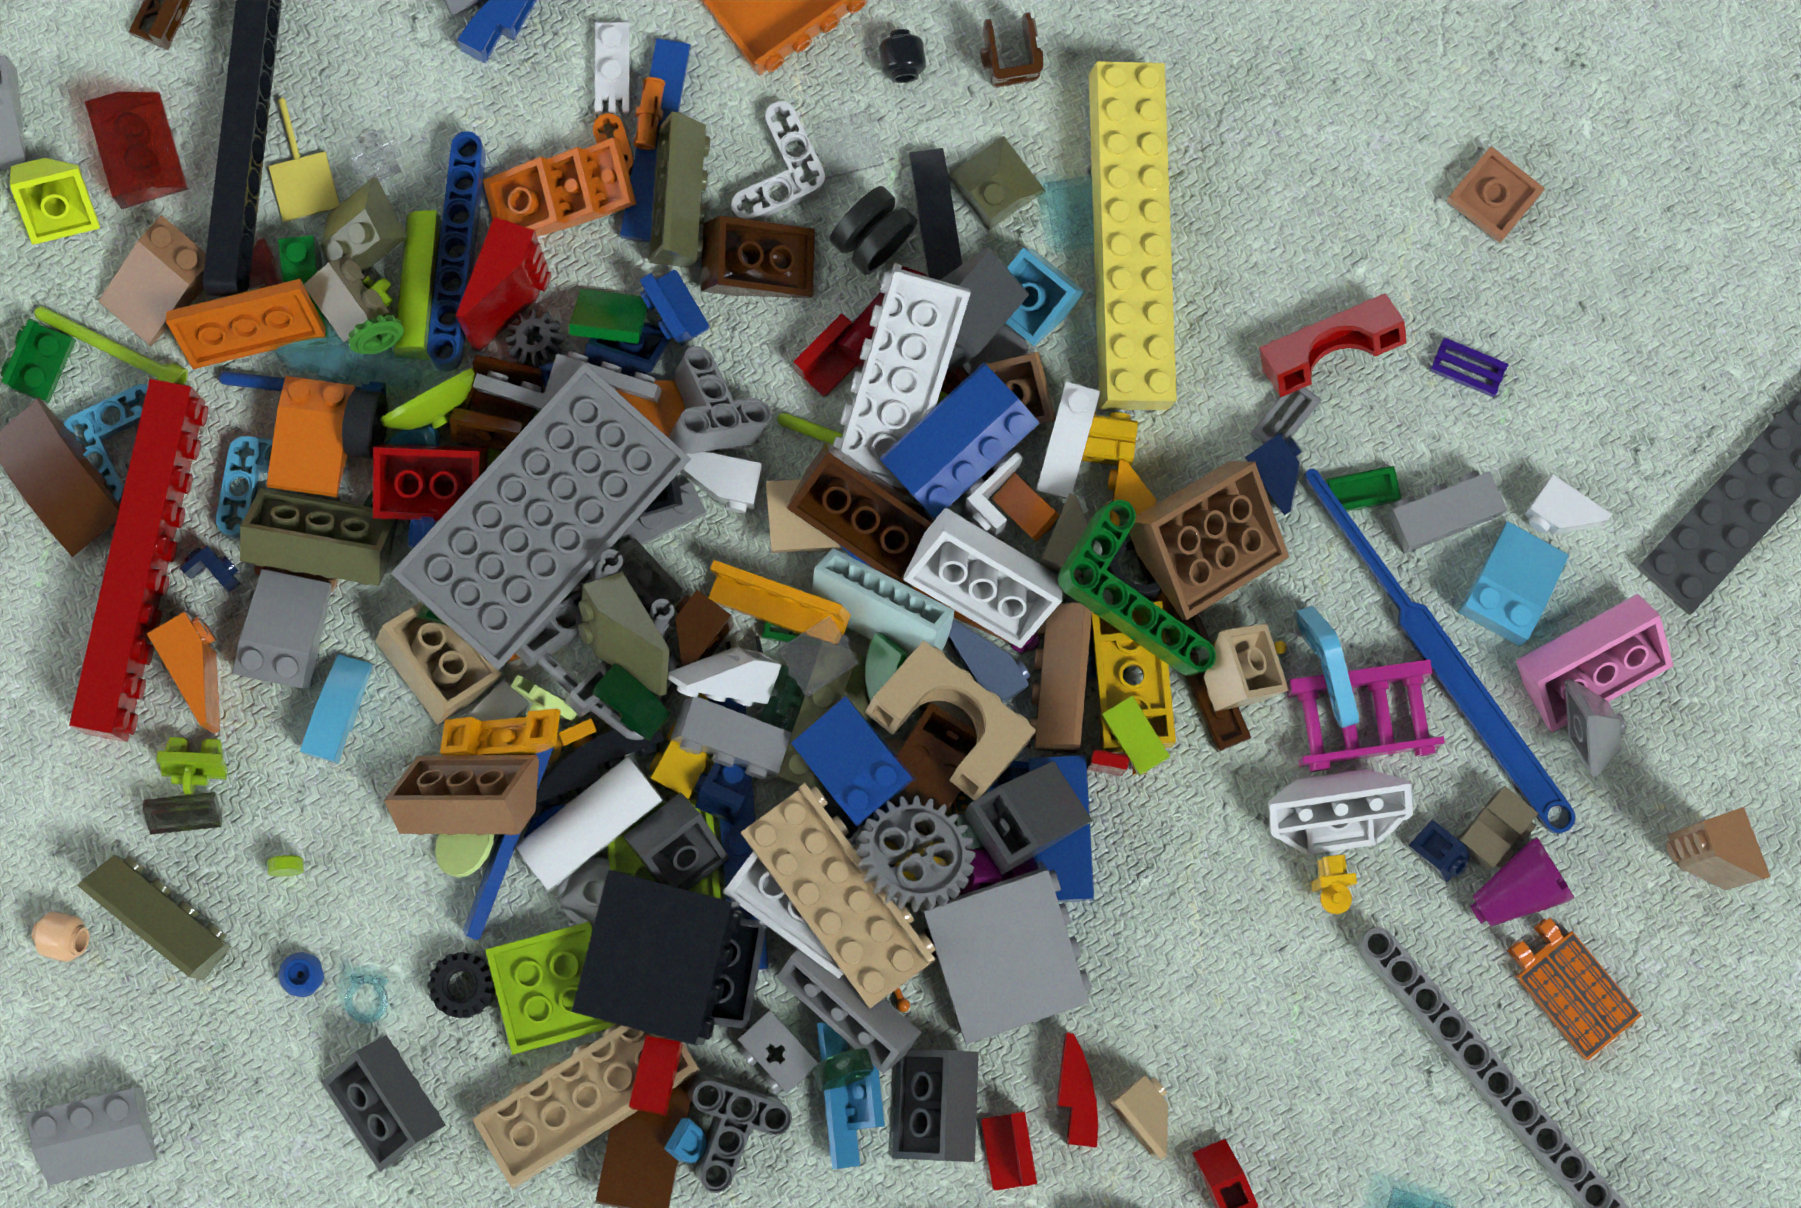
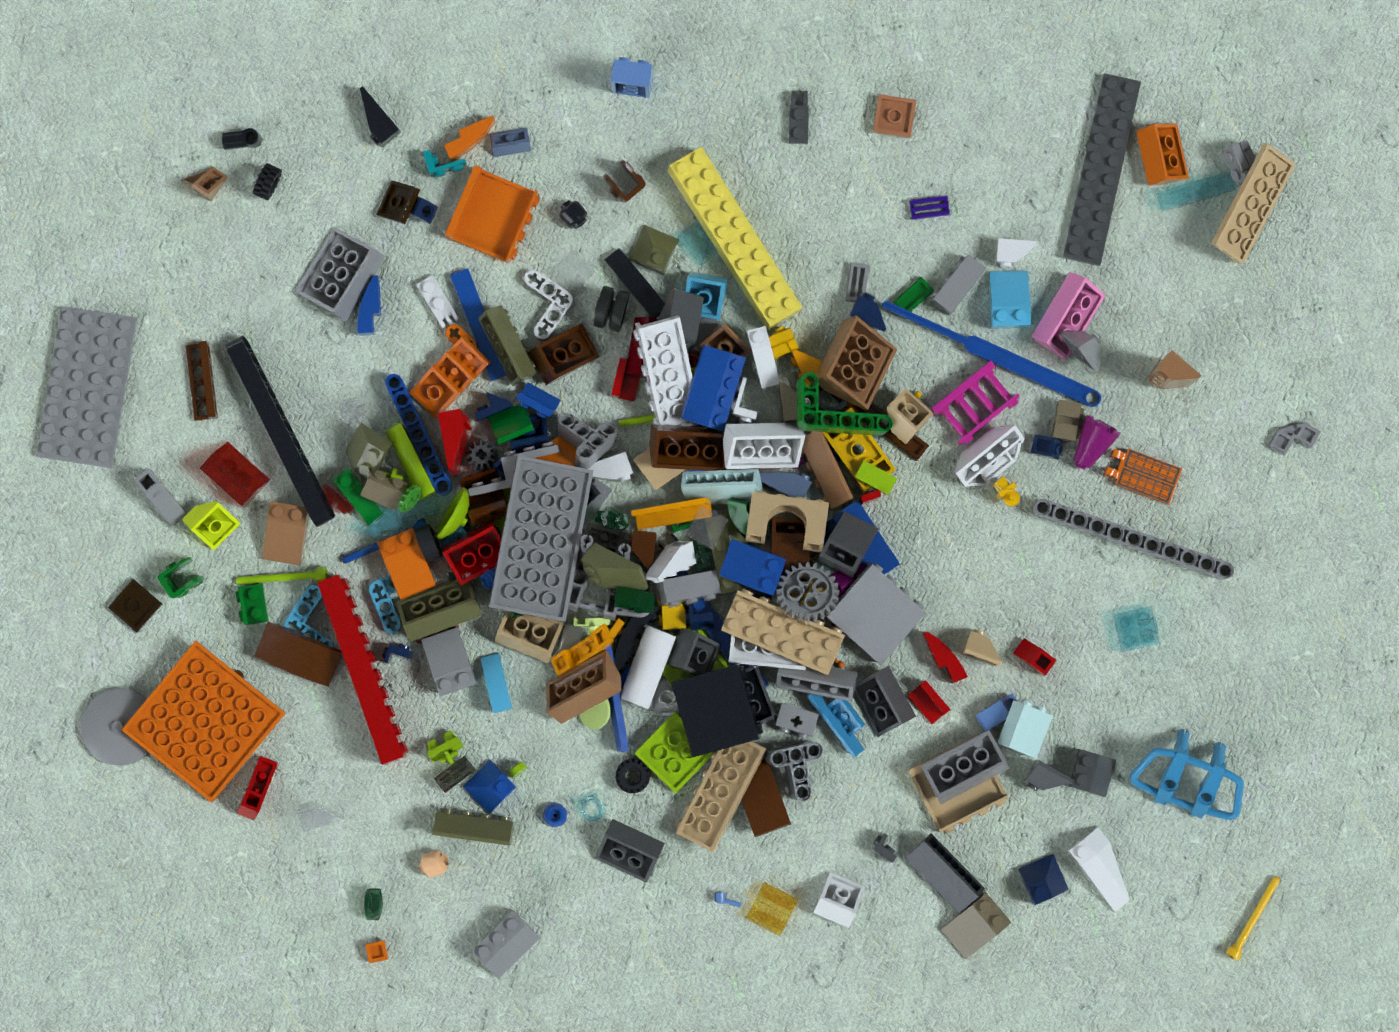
camera: 25 degrees left, 5 degrees up
(192, 663) = (415, 701): orange slope -> none
(226, 867) = (489, 786): none -> blue slope
(245, 324) = (343, 529): orange plate -> none
(302, 184) = (324, 444): light yellow piece -> none
(605, 278) = (498, 405): none -> dark blue slope
(649, 113) = (470, 314): orange pin -> none
(655, 1075) = (748, 763): red tile -> none
(676, 556) = (612, 519): none -> clear green hips
(687, 1142) = (780, 785): dark azure tile -> none
(843, 1069) = (832, 710): clear green hat -> none
(1026, 507) = (761, 399): orange slope -> none
(1327, 647) = (939, 383): medium azure beam -> none
(1340, 116) = (798, 120): none -> dark grey hinge
(1370, 326) = (871, 217): red arch -> none

